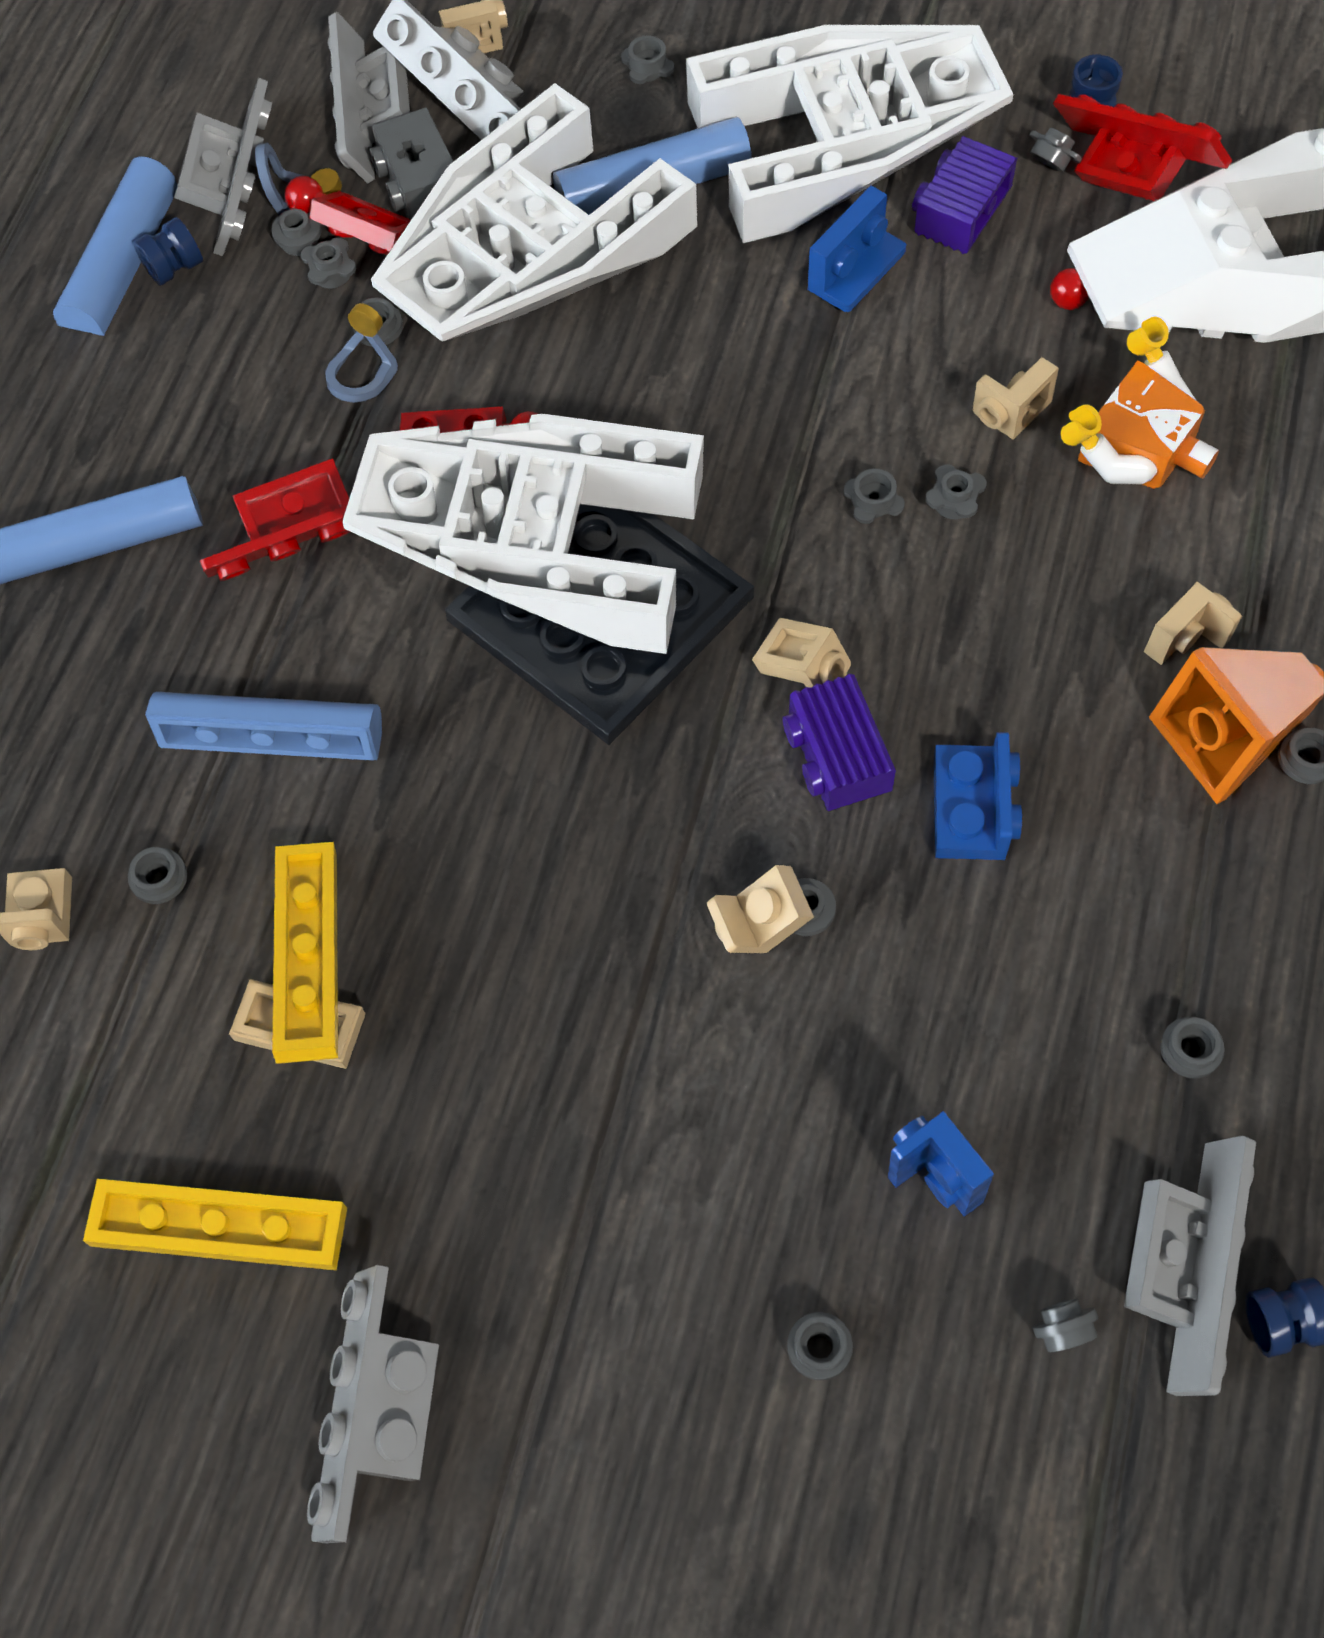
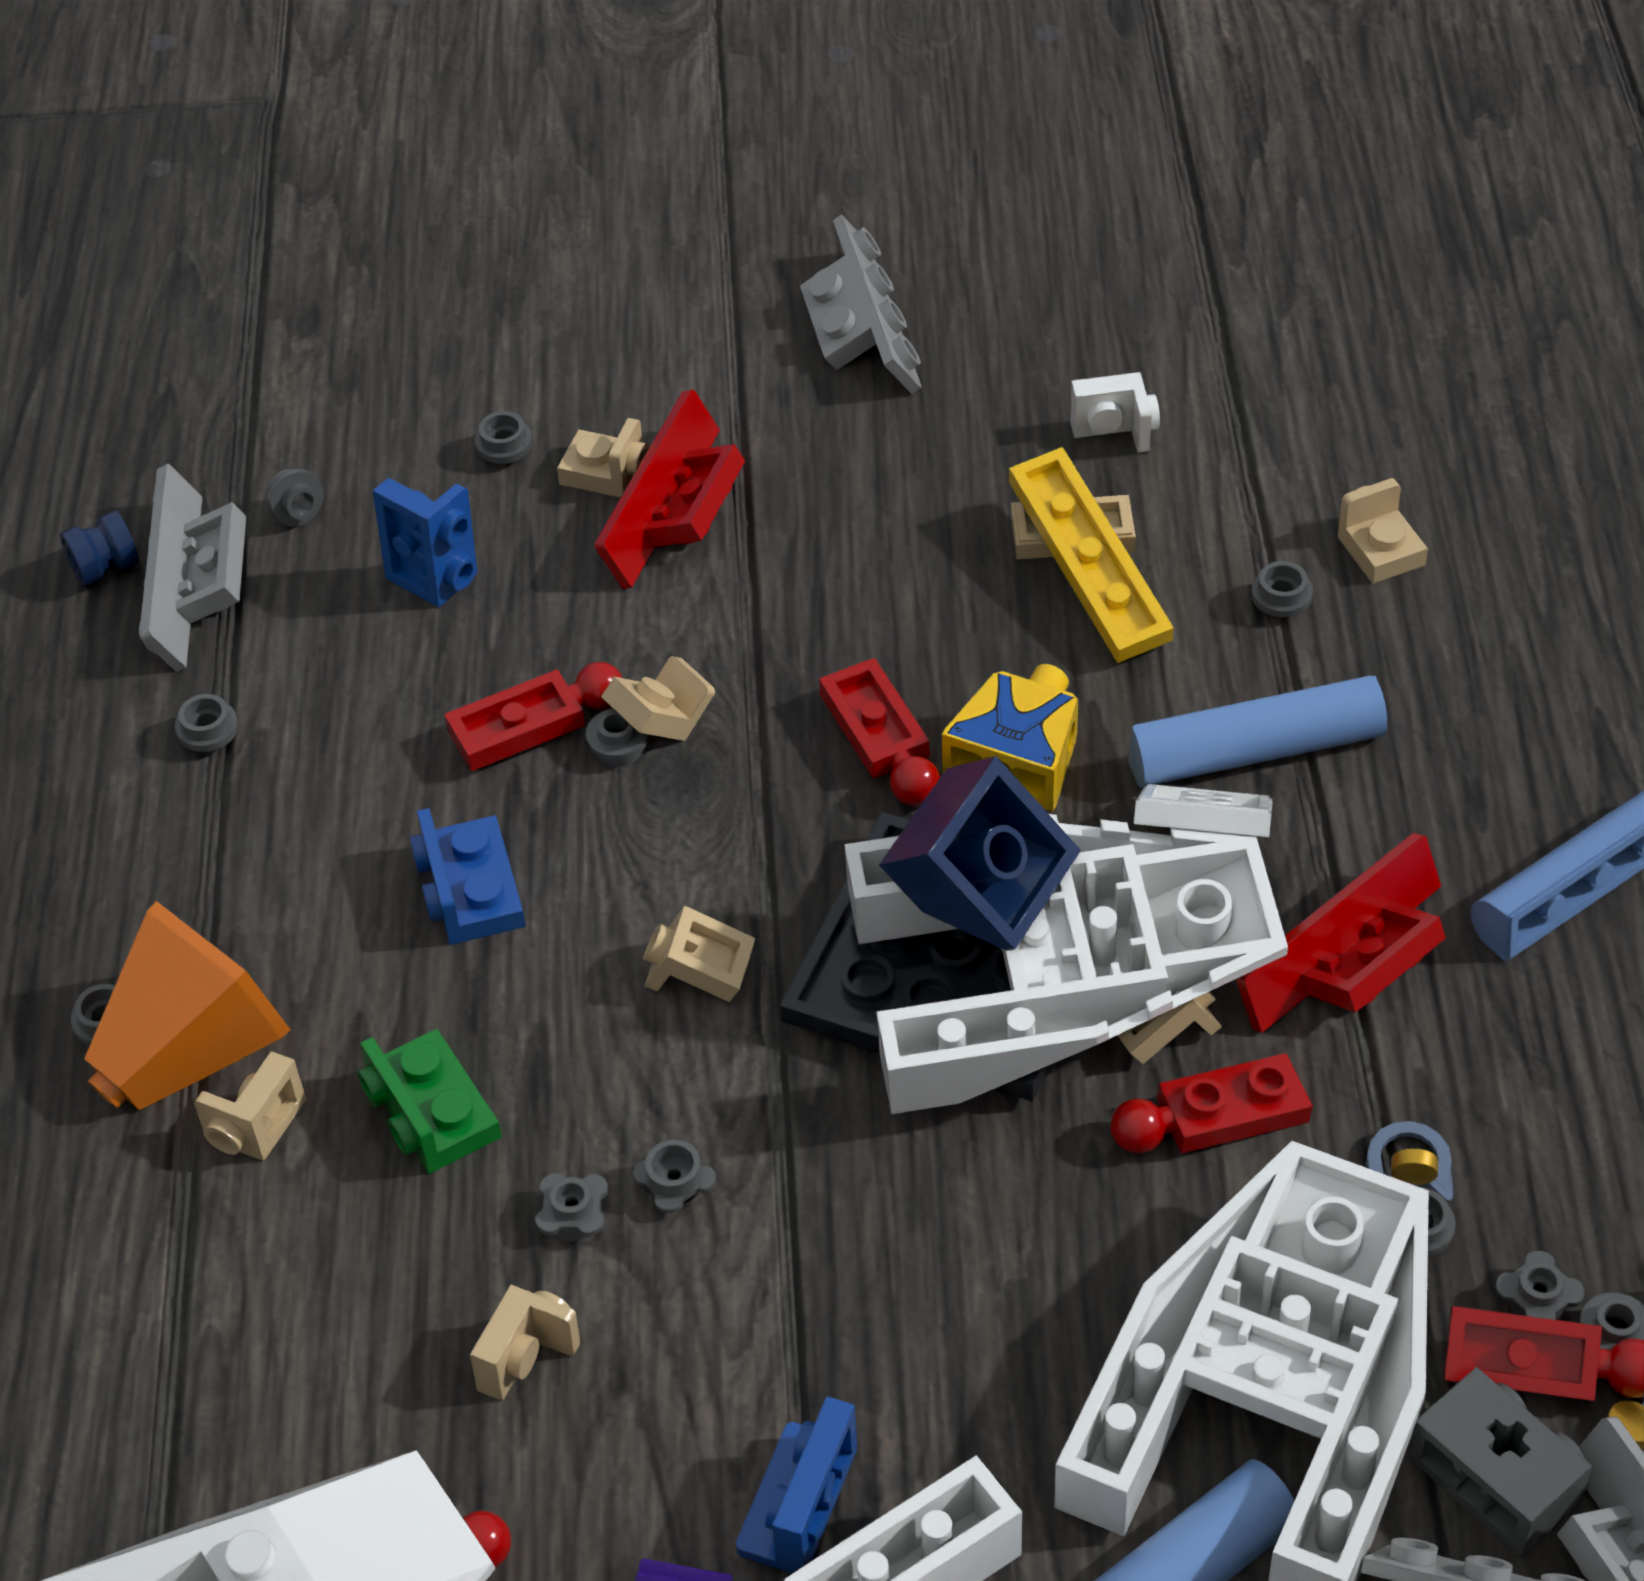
camera: 160 degrees right, 15 degrees down
(193, 1148) = (1114, 406): none -> white bracket
(216, 1224) = (1047, 373): yellow plate -> none
(357, 614) = (1204, 810): none -> white tile
(460, 782) = (1023, 724): none -> yellow torso
(572, 542) = (981, 854): none -> dark blue slope
(572, 832) = (881, 729): none -> red plate
(657, 1183) = (671, 491): none -> red bracket
(719, 1272) = (603, 461): none -> tan bracket
(839, 743) = (626, 875): dark purple brick -> none
(879, 951) = (527, 714): none -> red plate
(1050, 606) = (429, 1099): none -> green bracket
(1145, 422) = (347, 1332): torso -> none

